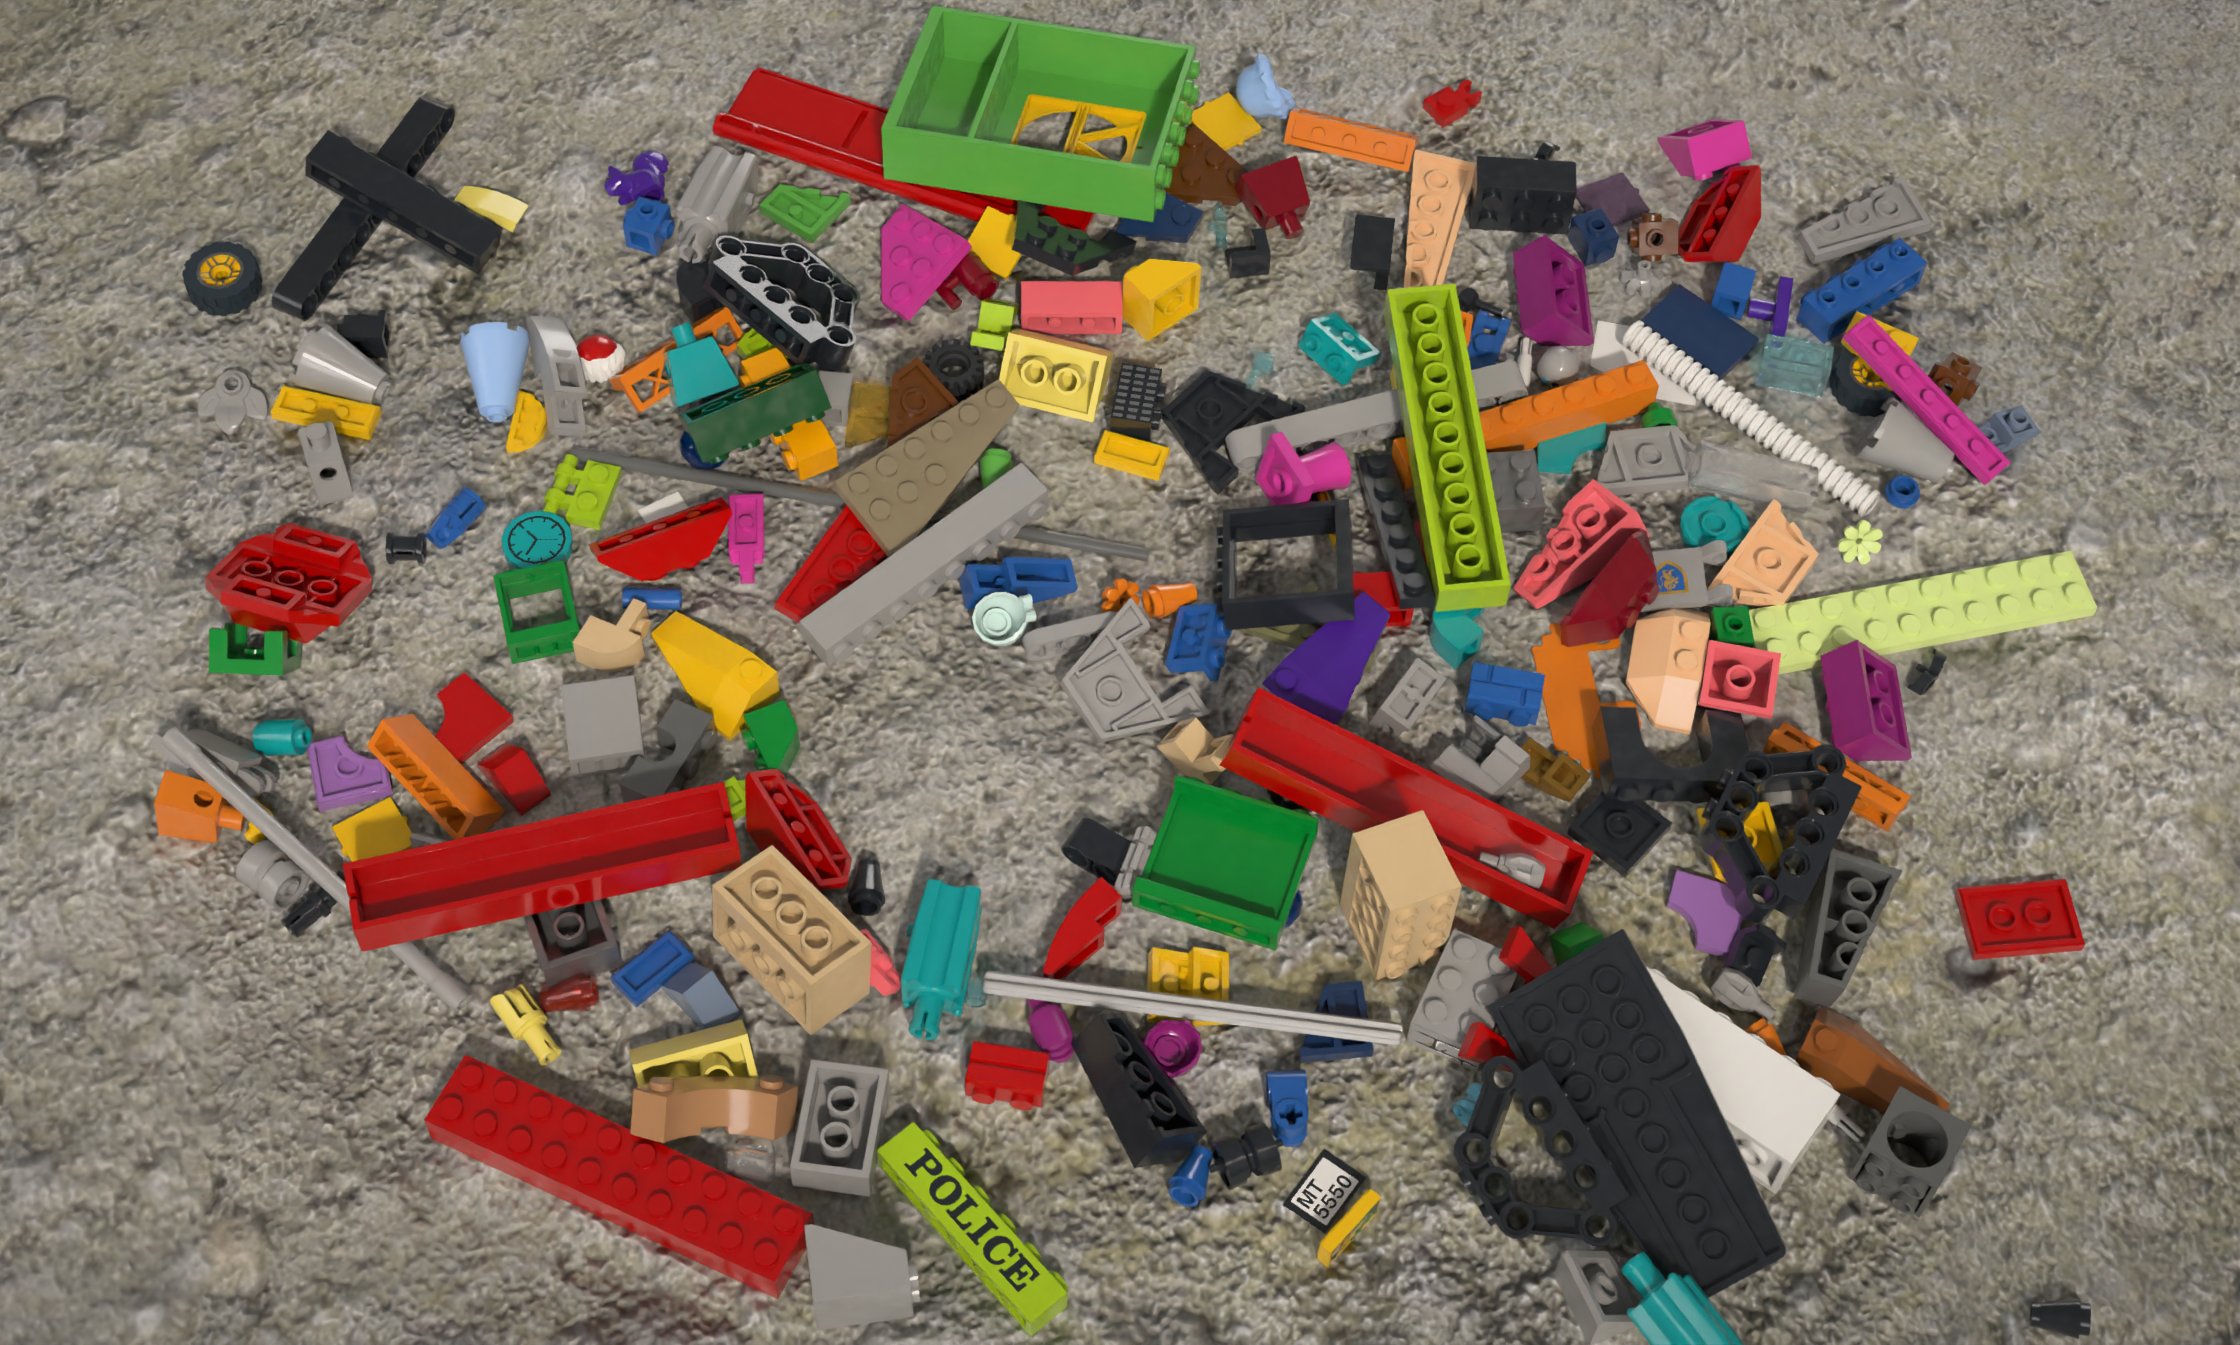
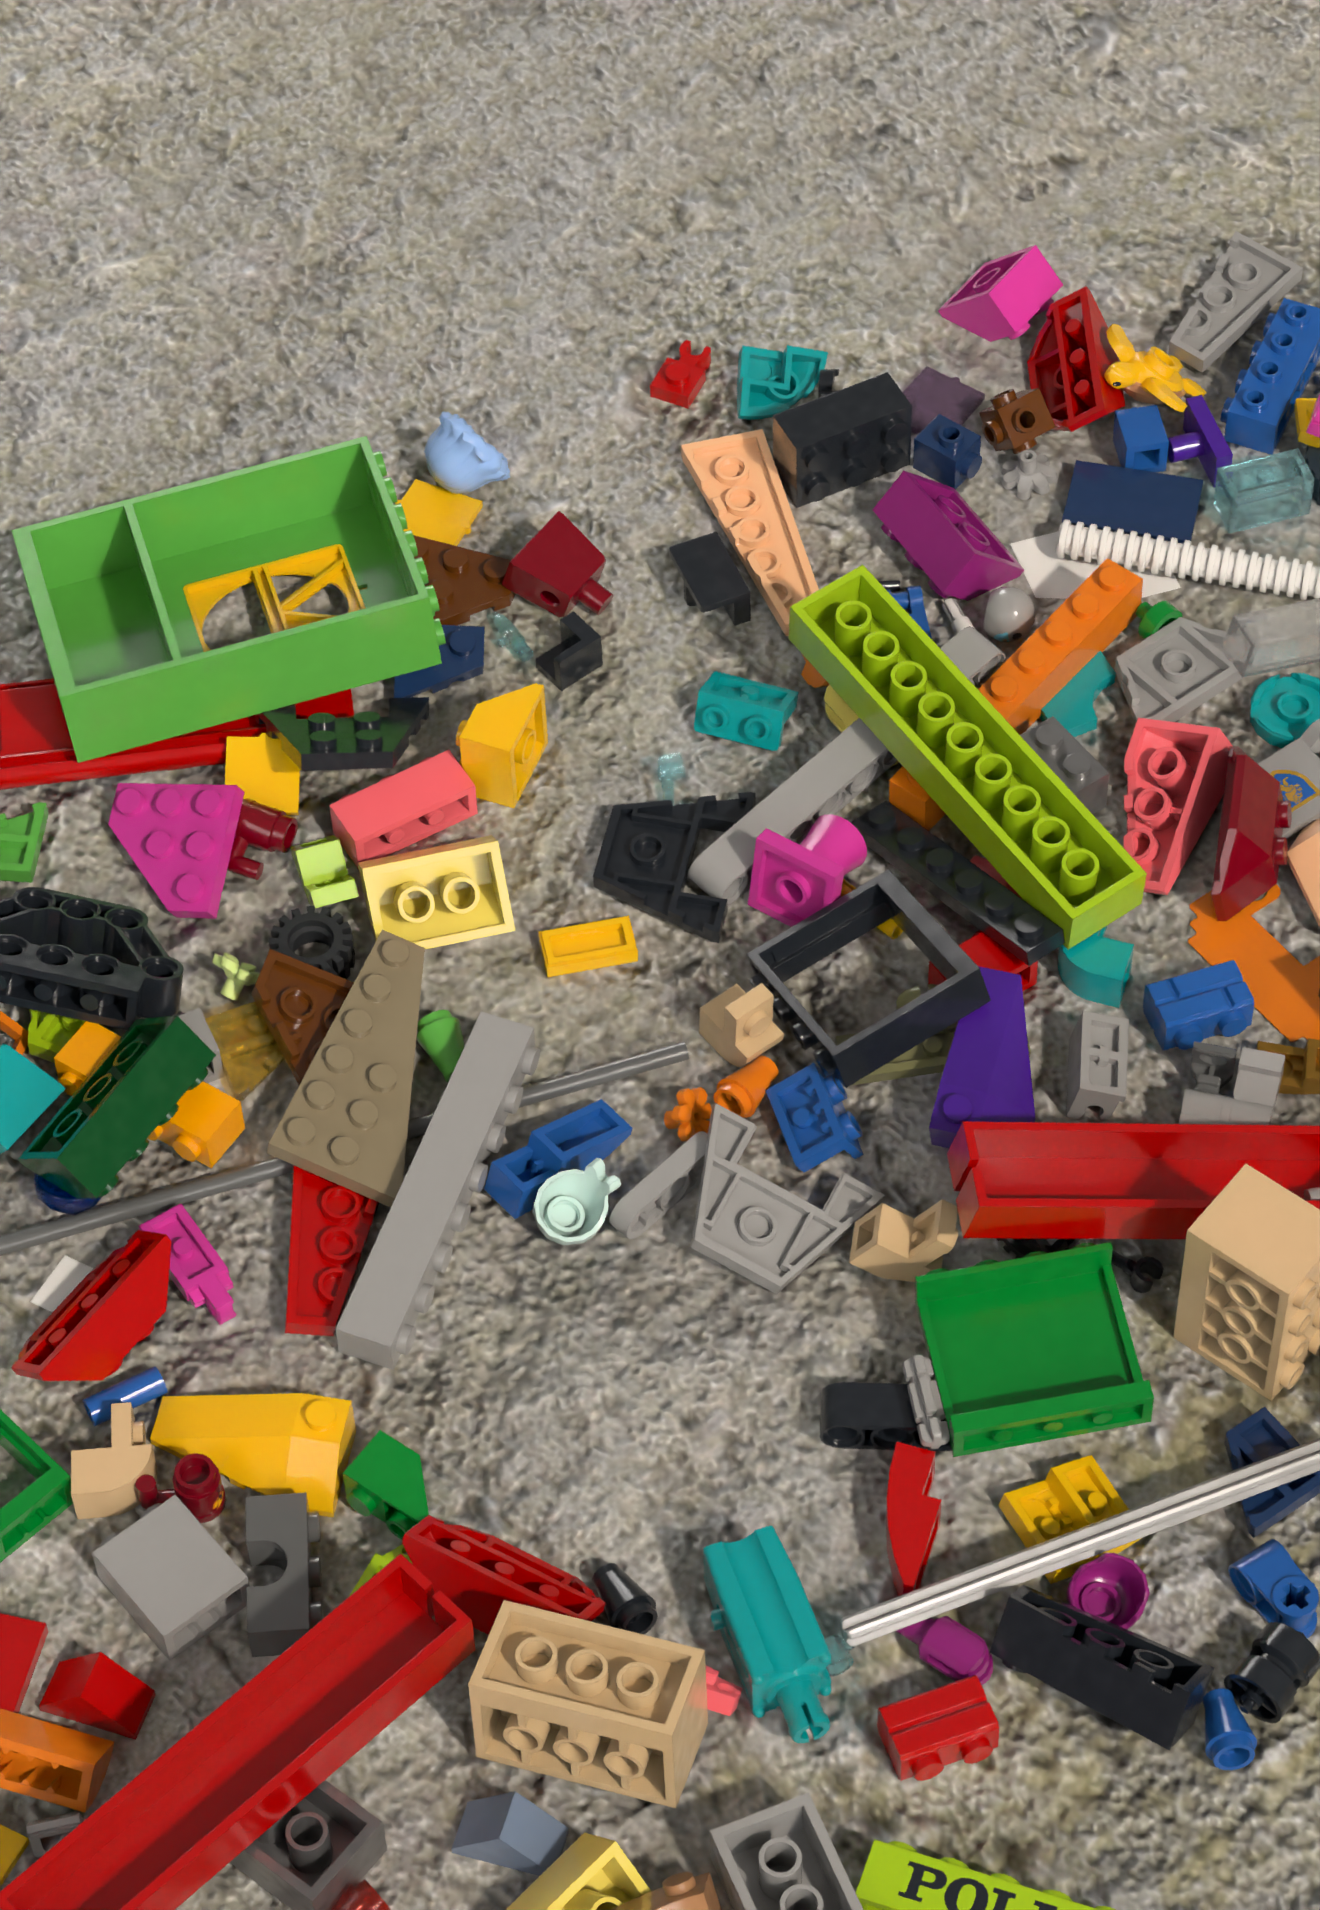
camera: 25 degrees left, 5 degrees down
(652, 677) = (195, 1484): none -> dark red piece
(652, 968) = (426, 1834): blue tile -> none
(895, 361) = (236, 974): none -> yellowish green plant
(1137, 400) = (556, 880): black brick -> none
(1189, 554) = (740, 1024): none -> tan brick
(1341, 844) = (1134, 1269): none -> black hand
(1350, 139) = (597, 467): orange fence -> none
(1512, 134) = (775, 379): none -> teal brick
(1767, 248) = (1149, 375): none -> yellow animal

